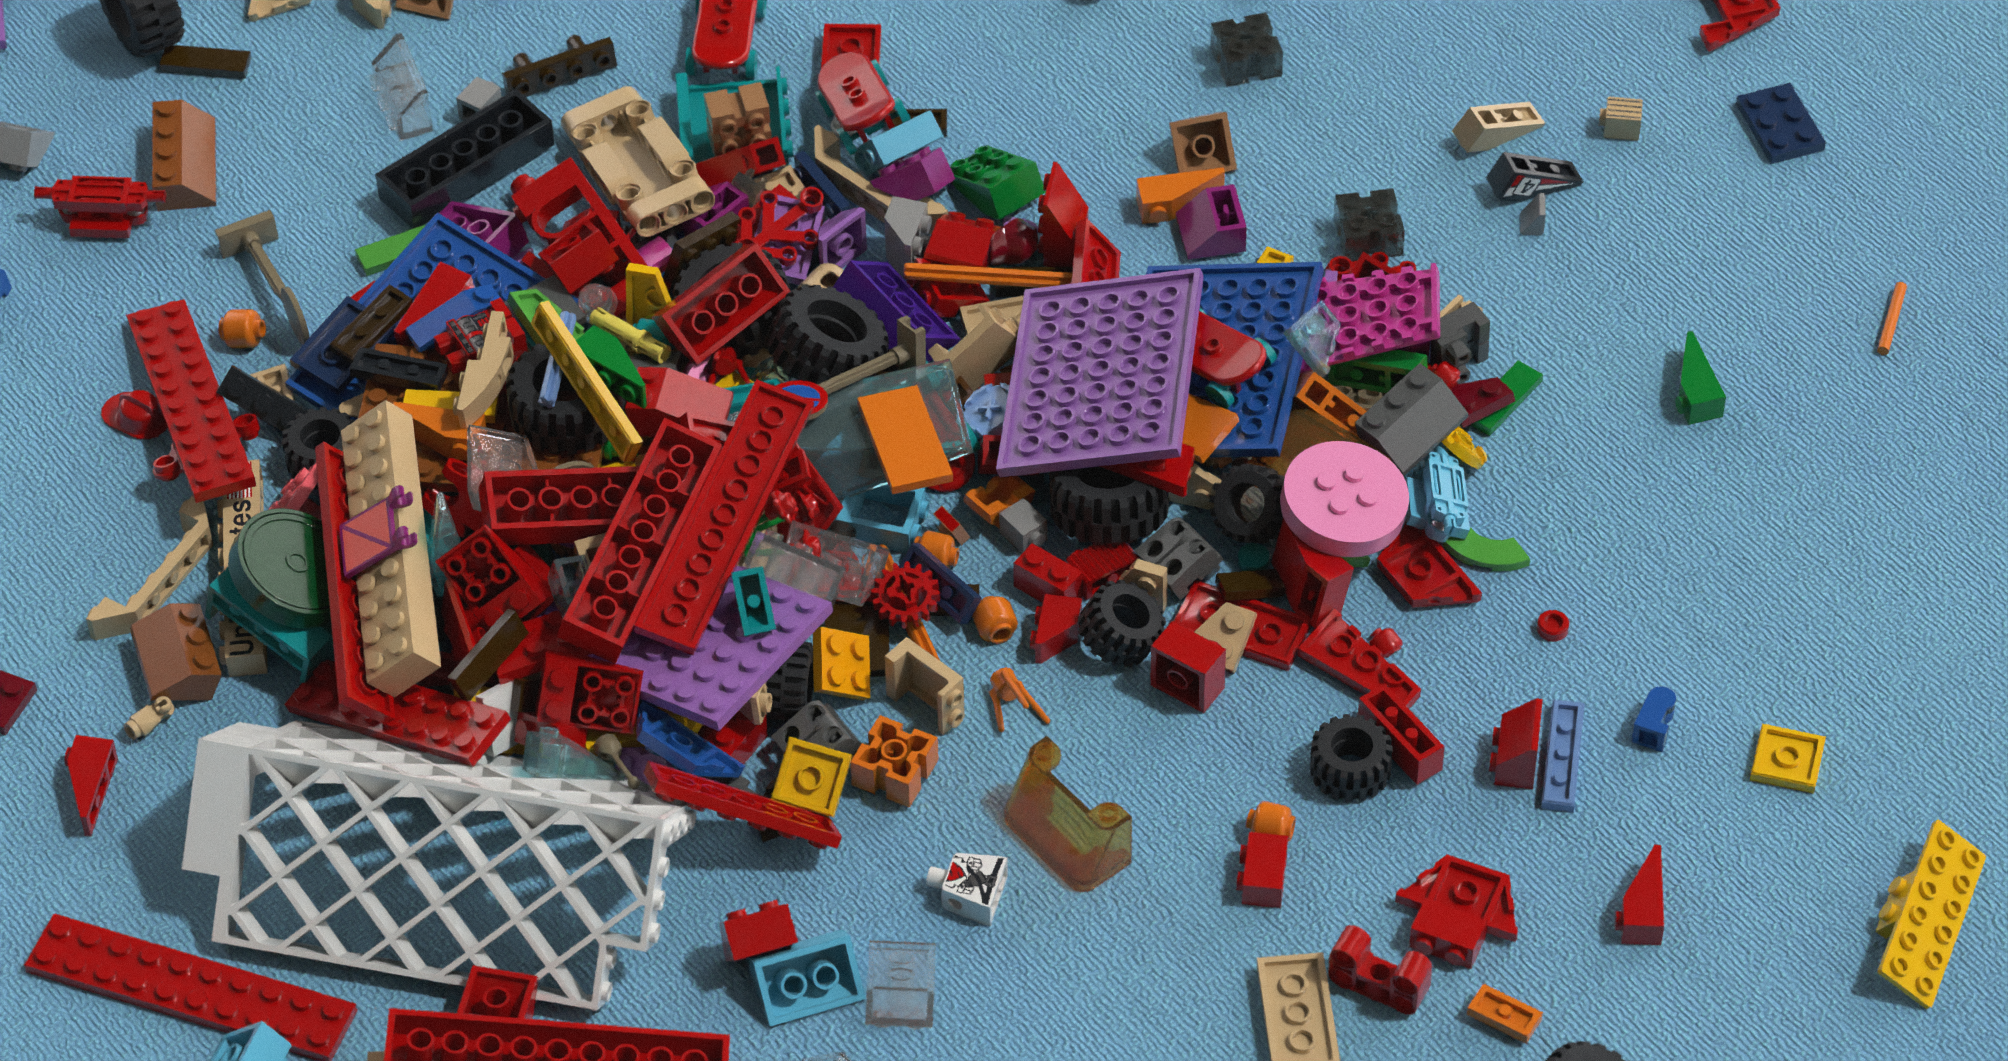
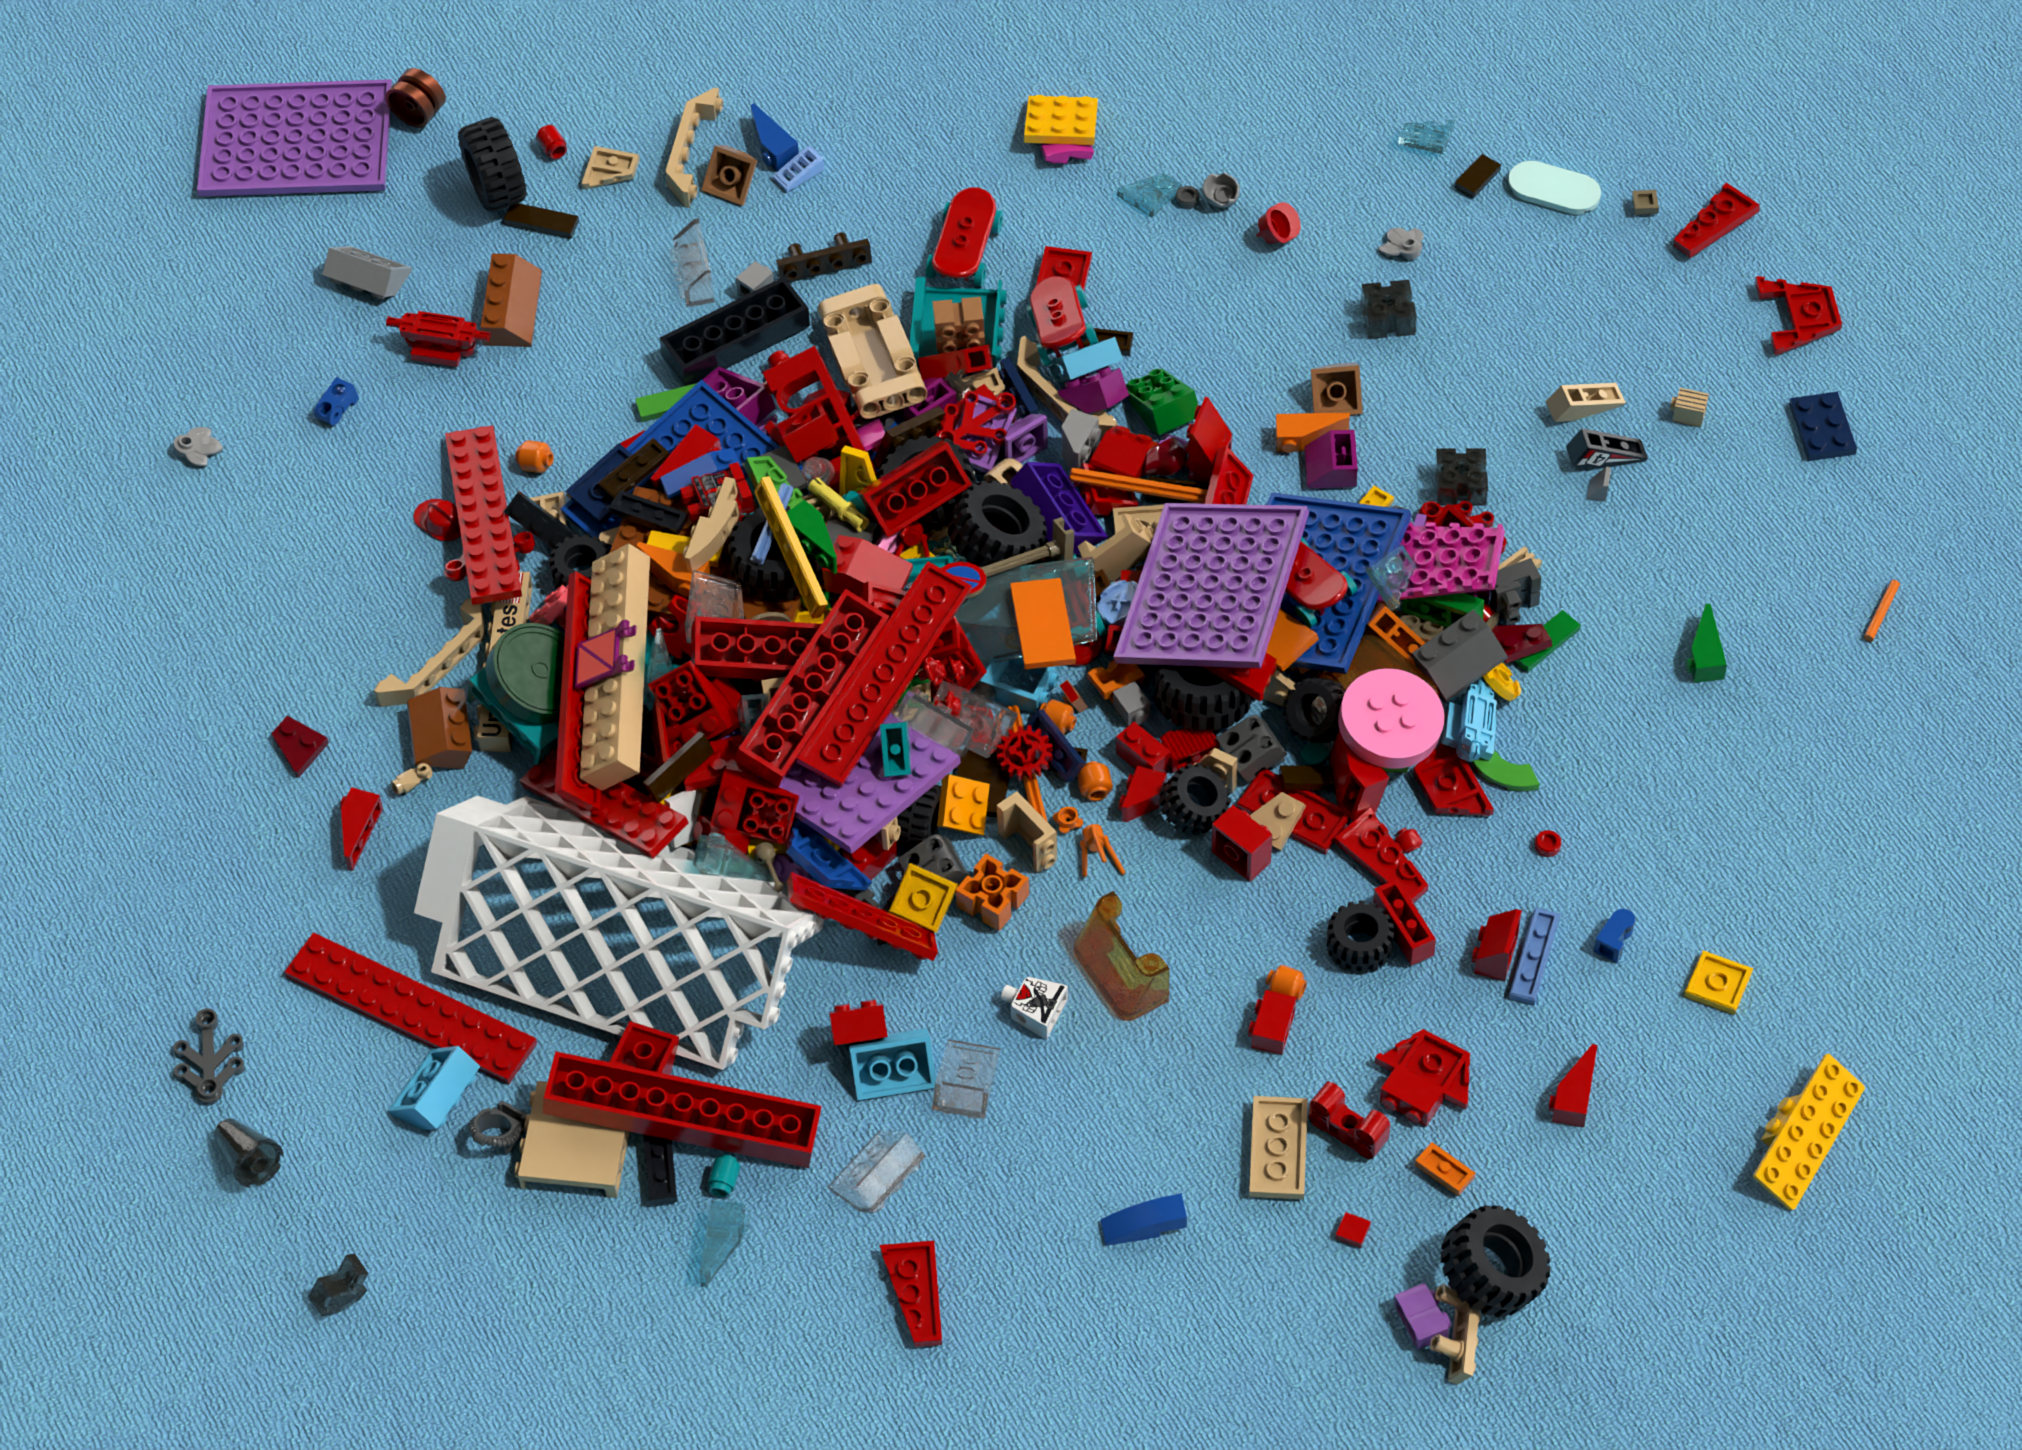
camera: 10 degrees right, 5 degrees up
(250, 236) = (552, 377): dark tan piece -> none
(971, 661) = (1067, 813): none -> orange plate
(1447, 373) = (1497, 617): red piece -> none

